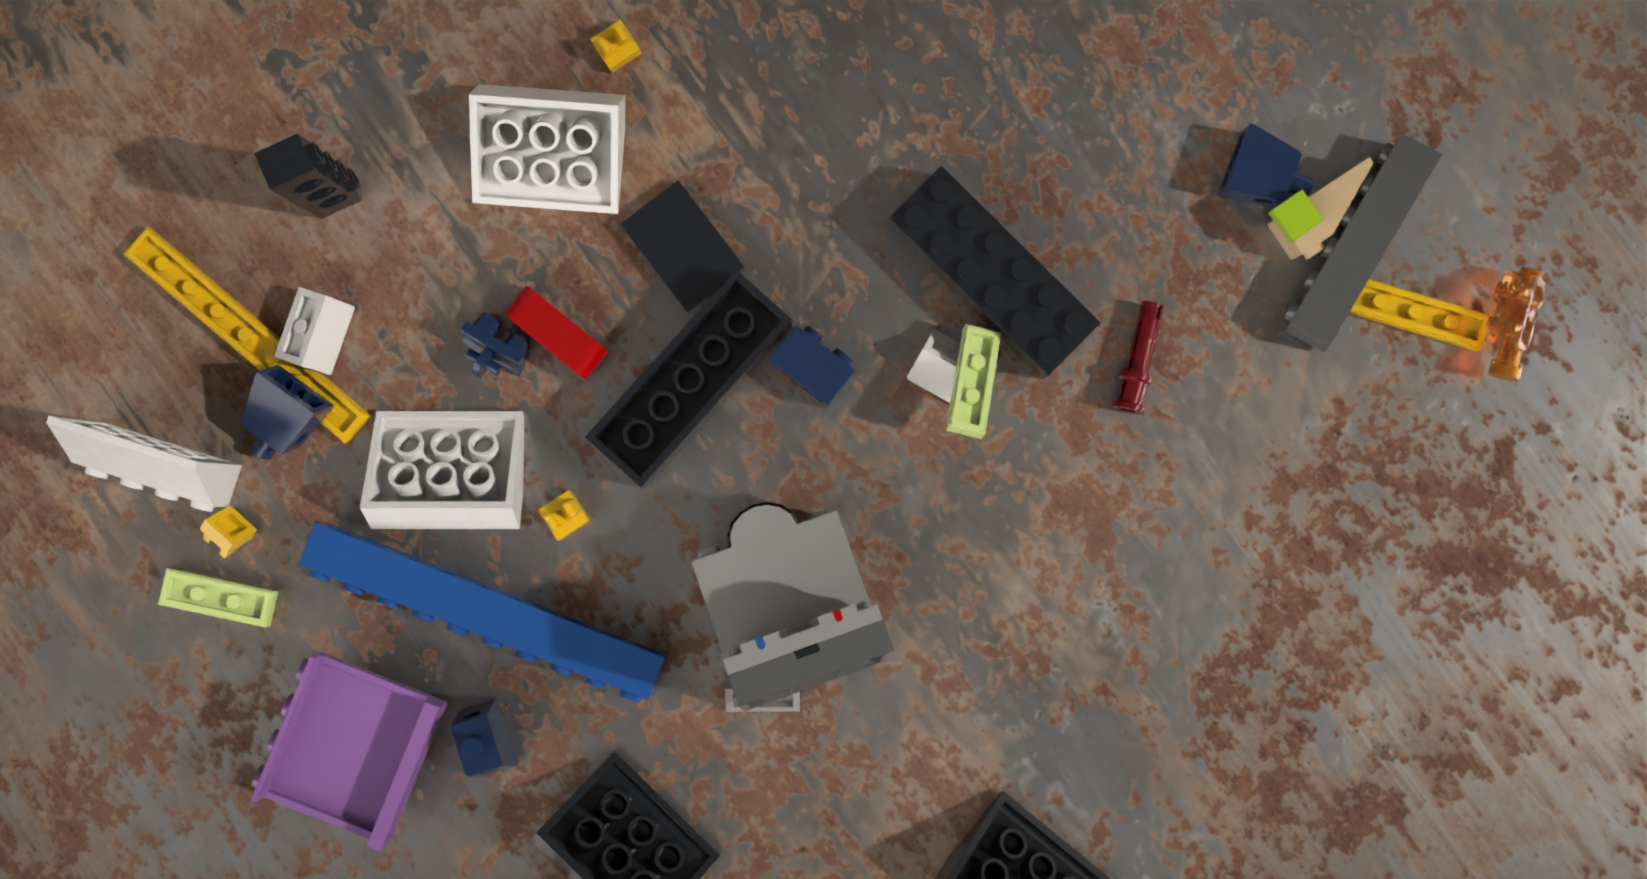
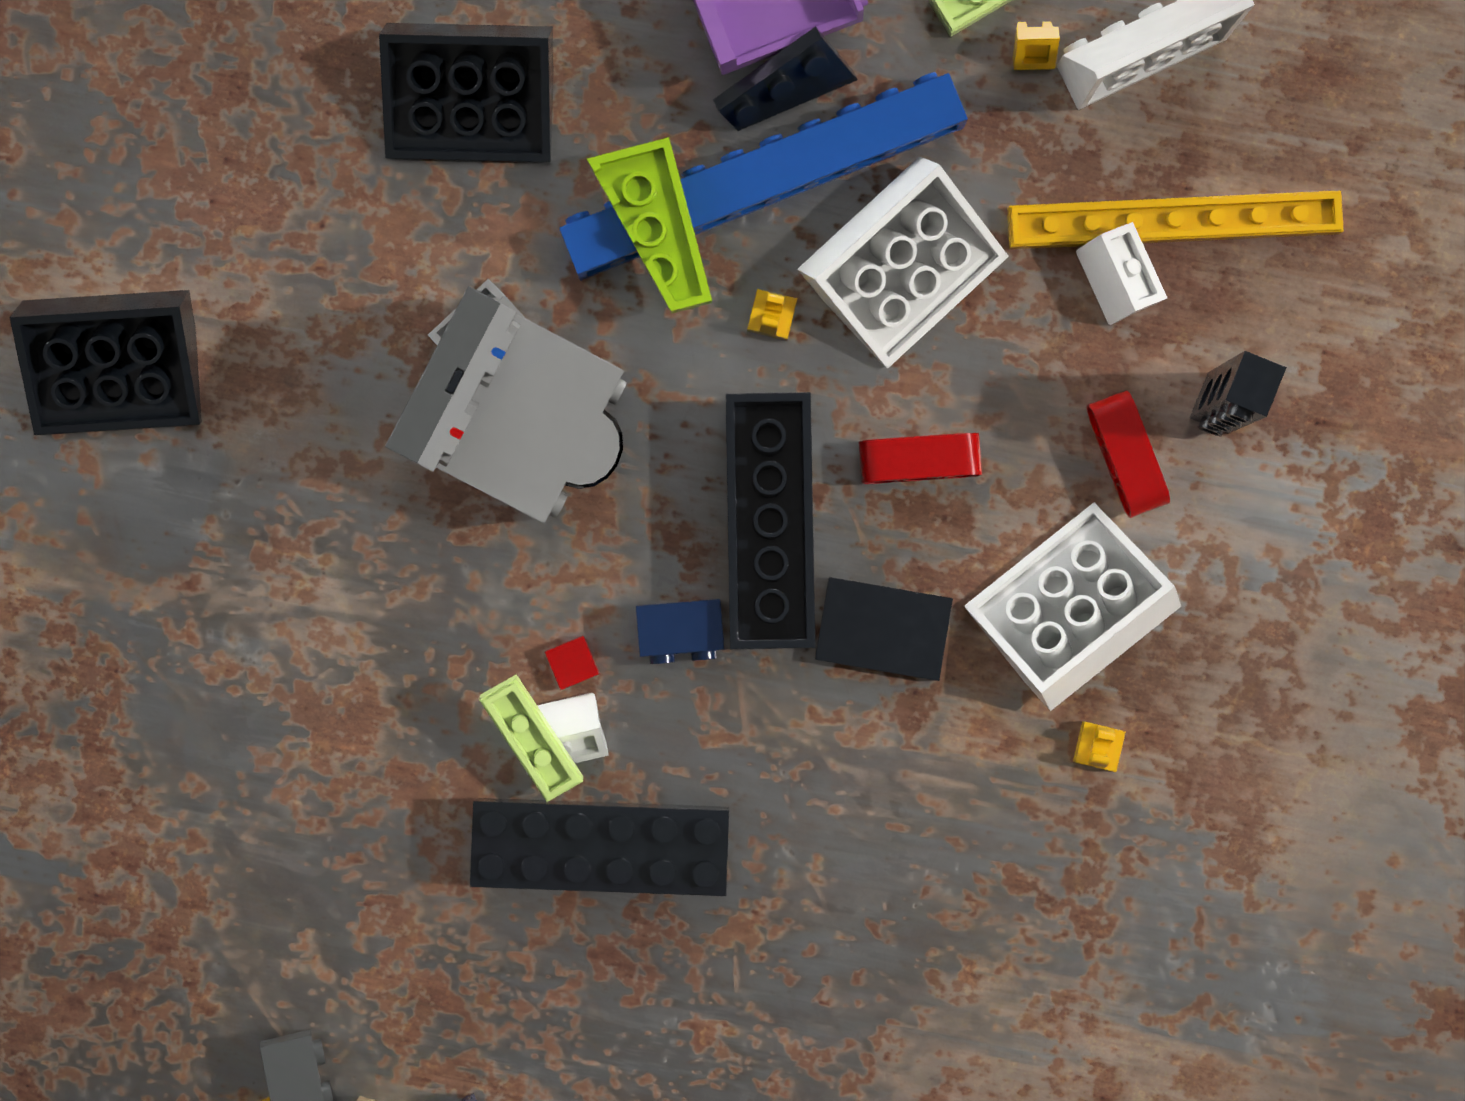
camera: 140 degrees right, 0 degrees up
(281, 412) = (1082, 183): dark blue torso -> none
(409, 659) = (785, 81): none -> black wing
(420, 211) = (1128, 454): none -> red beam
(482, 740) = (665, 72): dark blue torso -> none
(491, 353) = (978, 395): dark blue hips -> none
(576, 649) = (653, 210): none -> lime wing
(902, 409) = (572, 662): none -> red tile
(1136, 373) = (403, 874): dark red pin -> none

